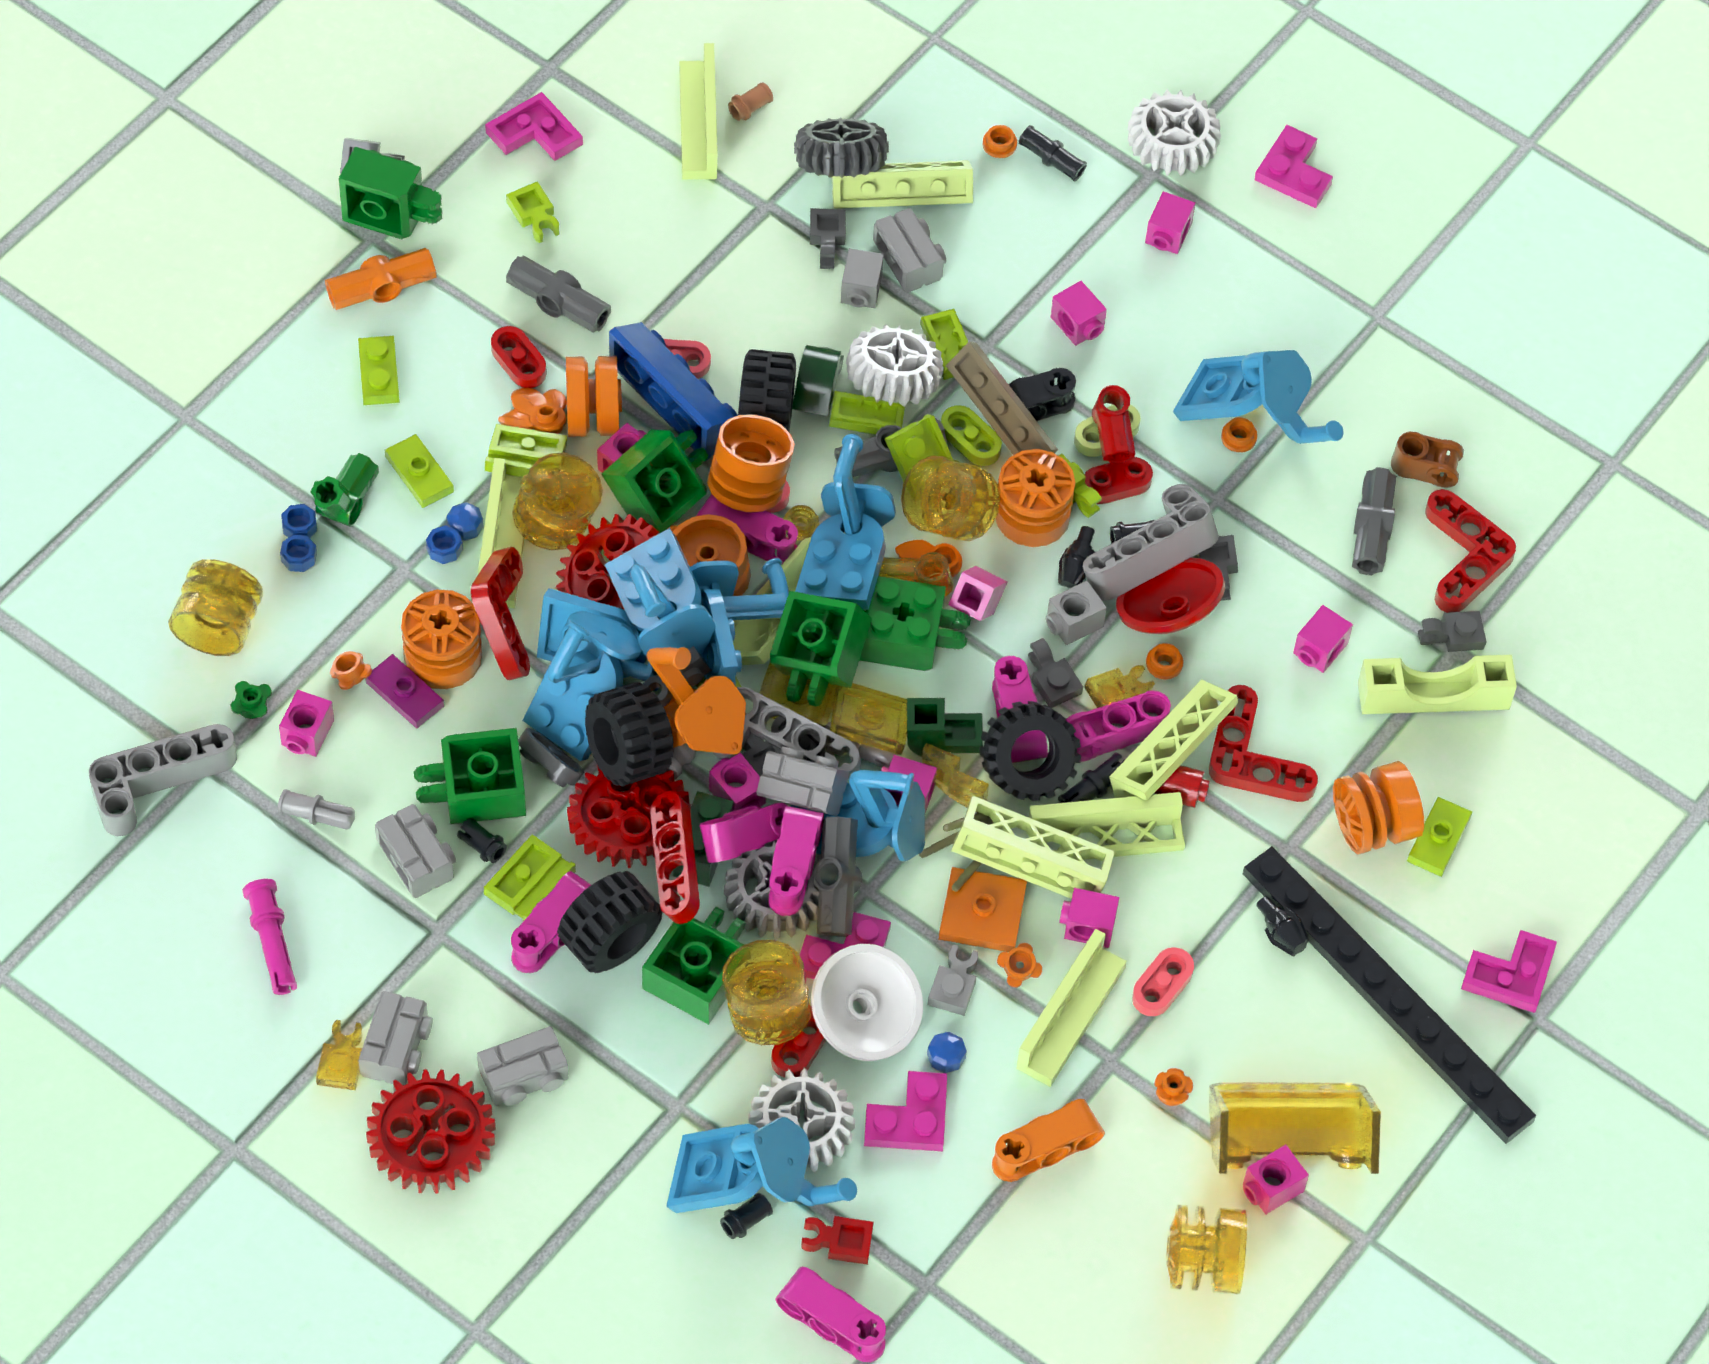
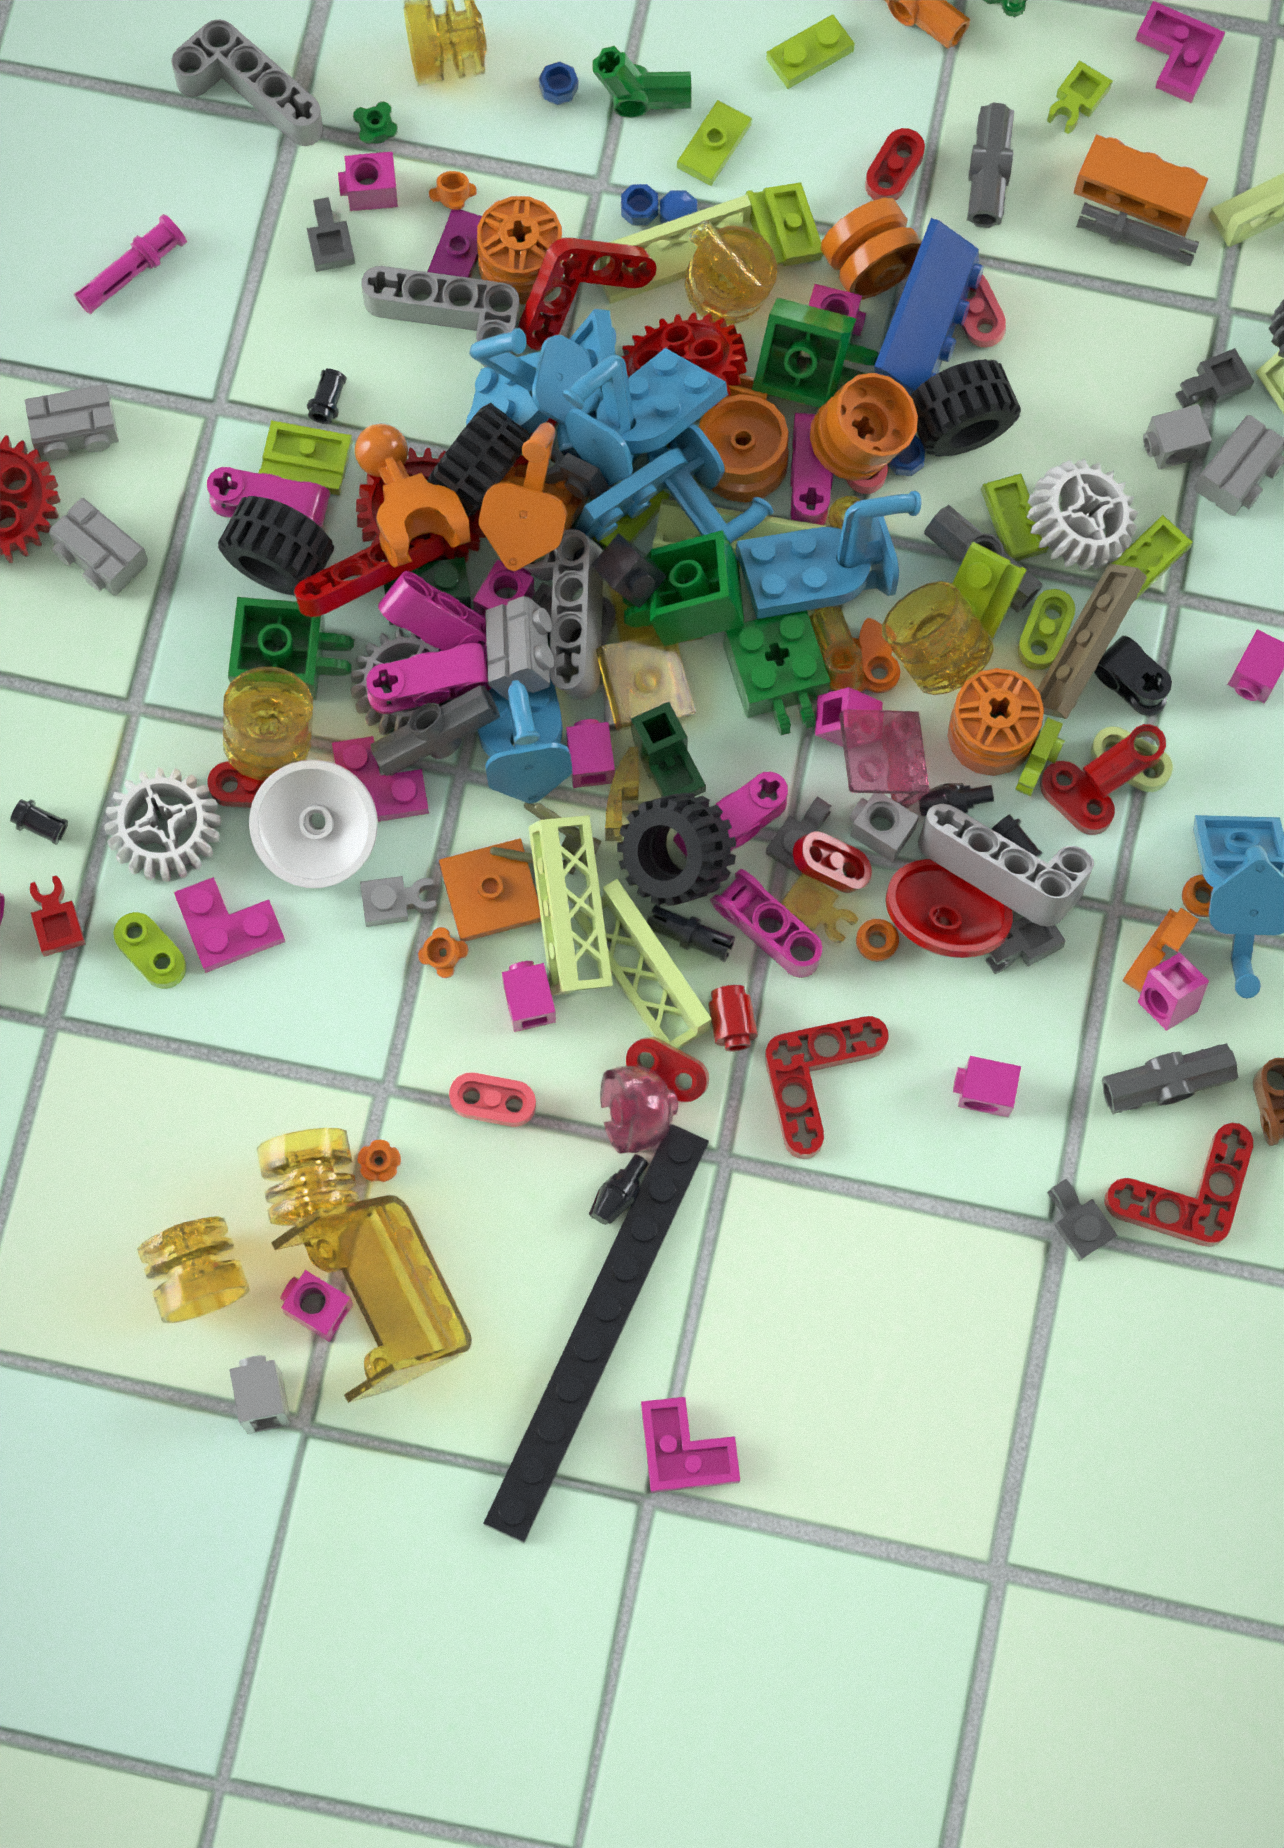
camera: 65 degrees right, 15 degrees up
(299, 520) = (583, 66): blue tile -> none
(316, 809) = (283, 235): light grey axle -> none
(340, 1062) = (33, 383): clear yellow plate -> none
(341, 778) = (329, 240): none -> dark grey plate
(415, 851) = (282, 342): light grey brick -> none
(421, 748) = (438, 307): none -> light grey beam
(479, 776) = (394, 336): green hinge -> none
(536, 410) = (831, 205): orange plate -> none
(541, 750) = (447, 410): dark grey plate -> none
(636, 205) = (1140, 185): none -> orange brick
(641, 798) = (411, 502): none -> orange piece
(663, 235) = (1137, 234): none -> dark grey pin
(739, 1160) = (68, 800): dark azure plate -> none
(786, 670) = (628, 570): none -> black brick
(817, 379) = (1023, 448): dark green brick -> none
(906, 1183) = (148, 948): none -> lime plate
(946, 1052) = (310, 927): blue tile -> none
(1026, 574) = (885, 754): none -> clear pink bracket
(1046, 1141) = (255, 1064): orange piece -> none
(1070, 1011) = (414, 1023): yellowish green fence -> none
(1090, 658) = (829, 858): none -> red plate
(1171, 1131) = (307, 1172): none -> clear yellow wheel
(1172, 741) = (771, 985): yellowish green fence -> none
(1200, 847) = (669, 1064): none -> red plate
(1226, 879) = (638, 1108): none -> clear pink cylinder
(1260, 468) = (1173, 933): none -> orange piece
(1311, 483) = (1173, 991): none -> dark pink brick
(1336, 1243) = (259, 1395): none -> light grey brick
(1378, 807) = (797, 1226): orange wheel -> none
(1440, 836) = (814, 1308): lime plate -> none
(1478, 685) = (1002, 1252): yellowish green arch -> none

